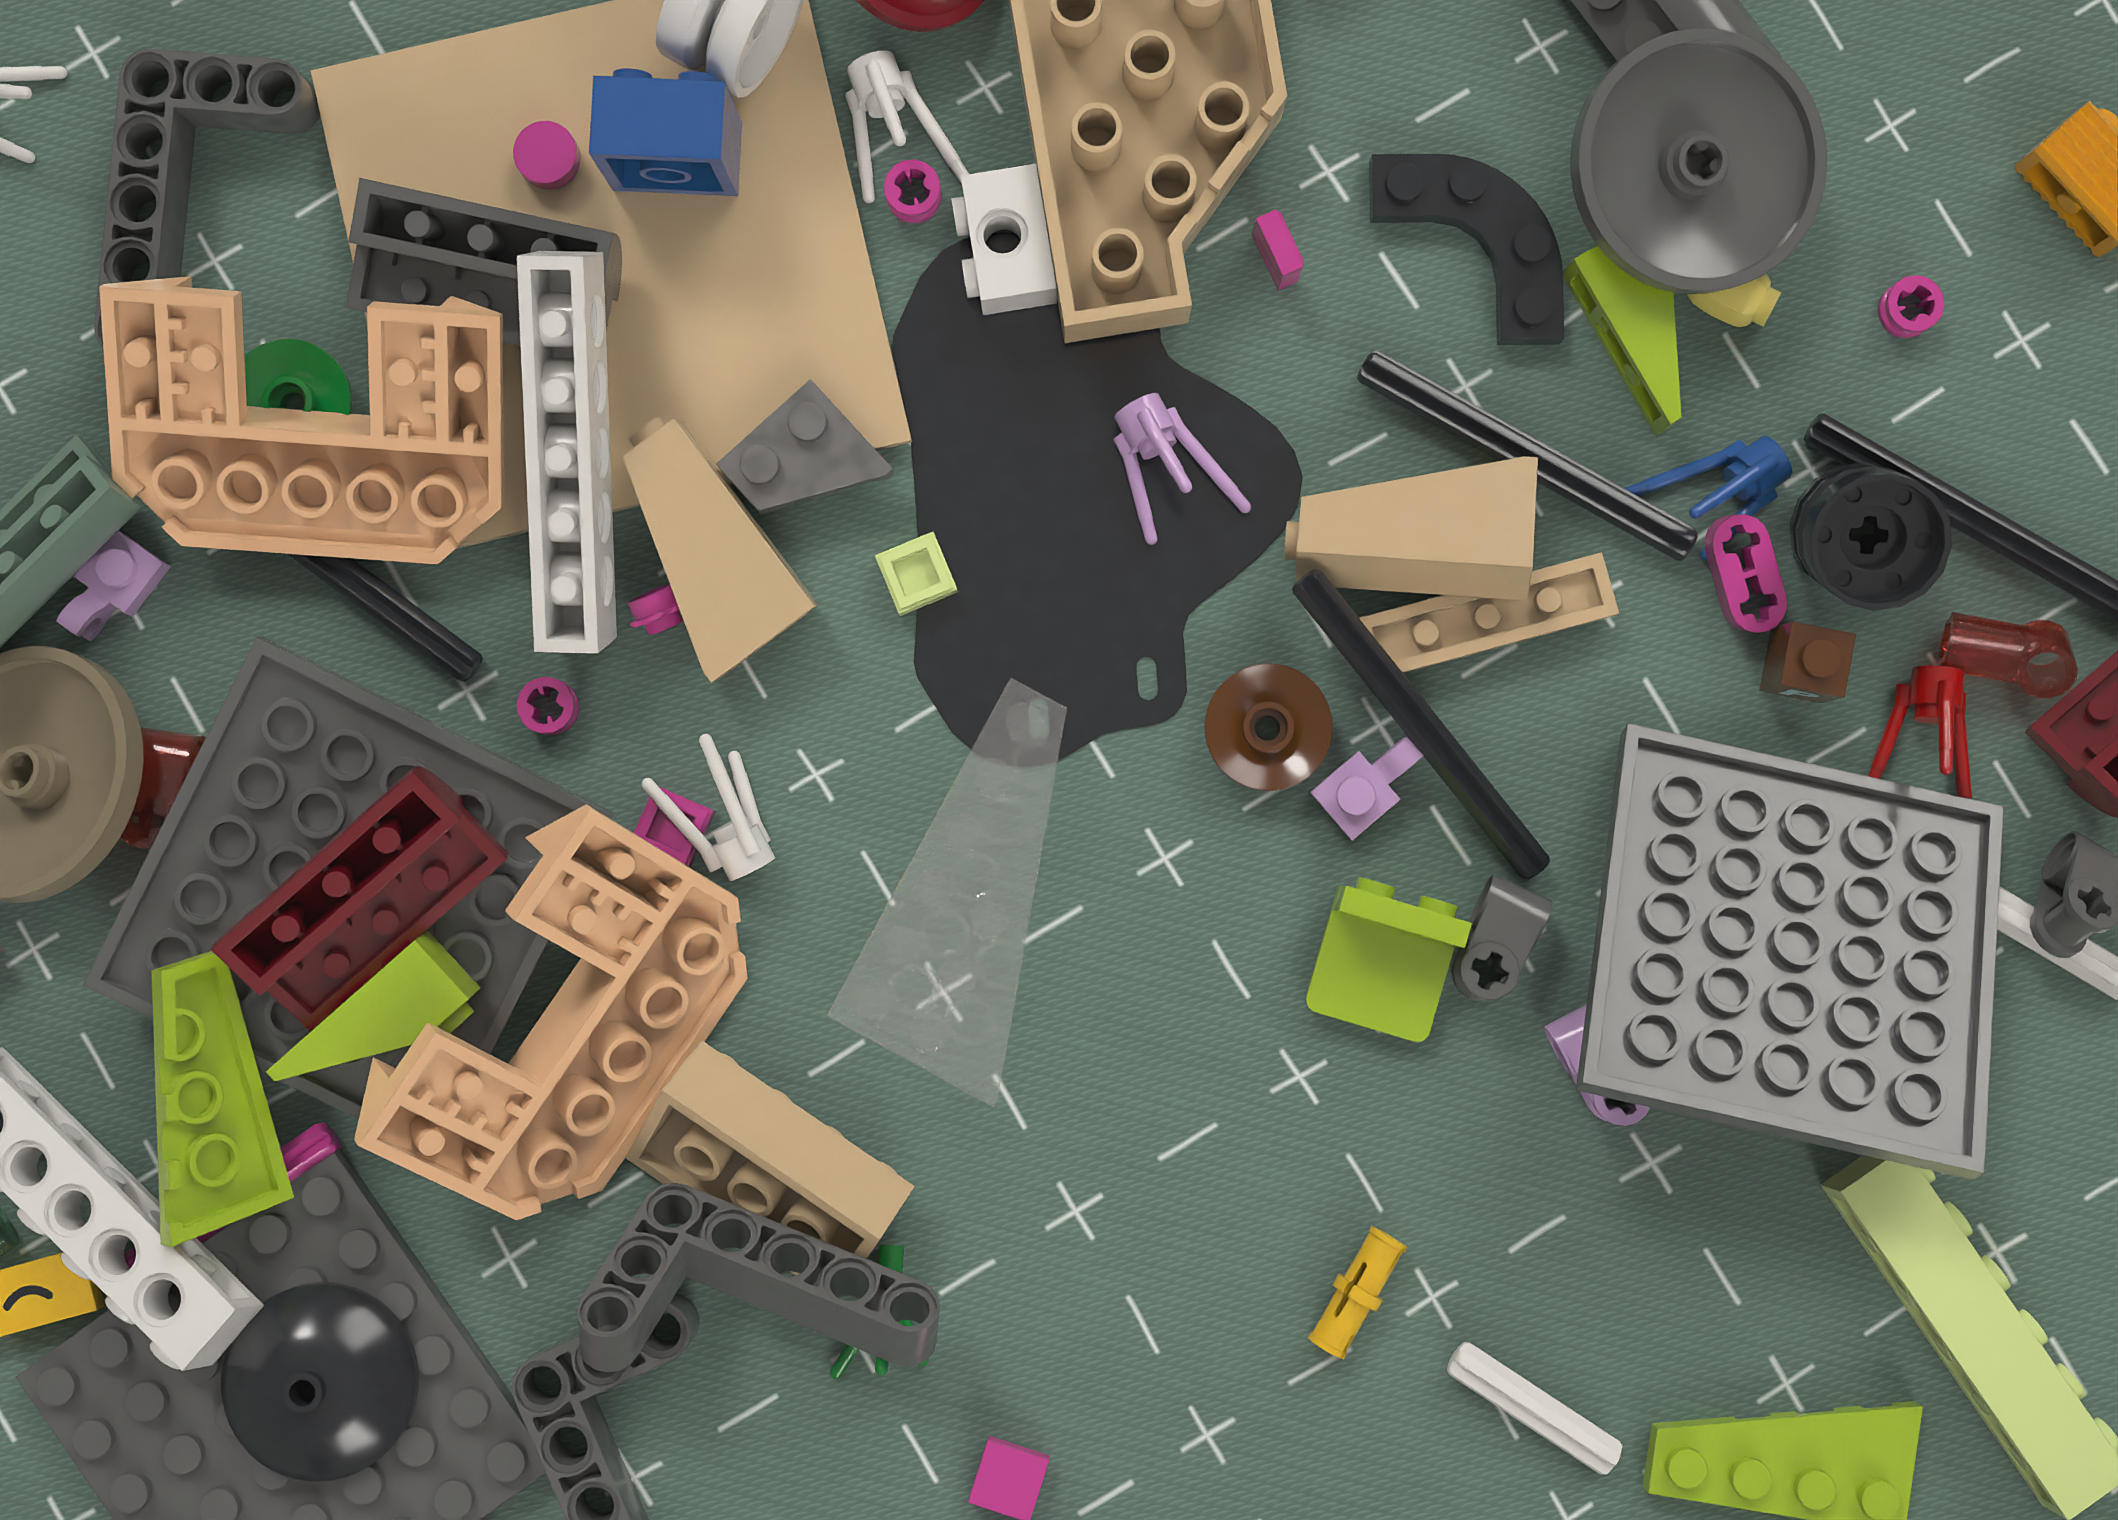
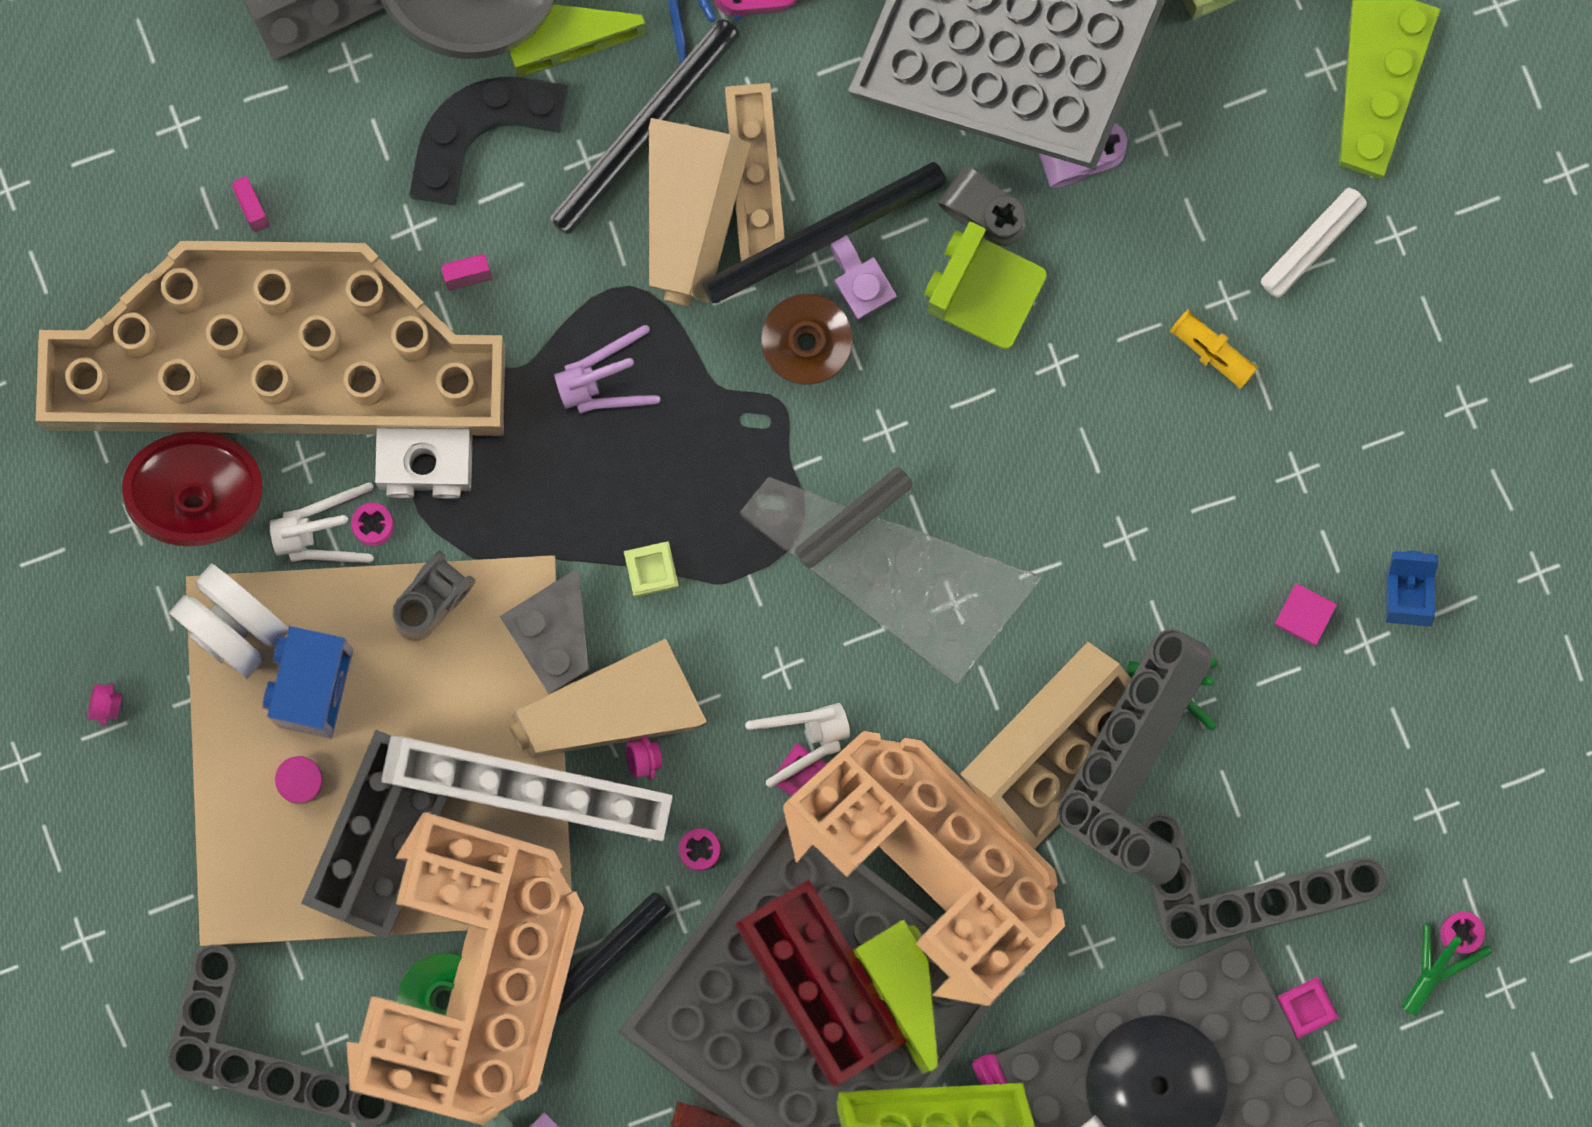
camera: 85 degrees left, 5 degrees down
(828, 288) = (432, 595): none -> dark grey piece
(1027, 834) = (853, 518): none -> dark grey axle

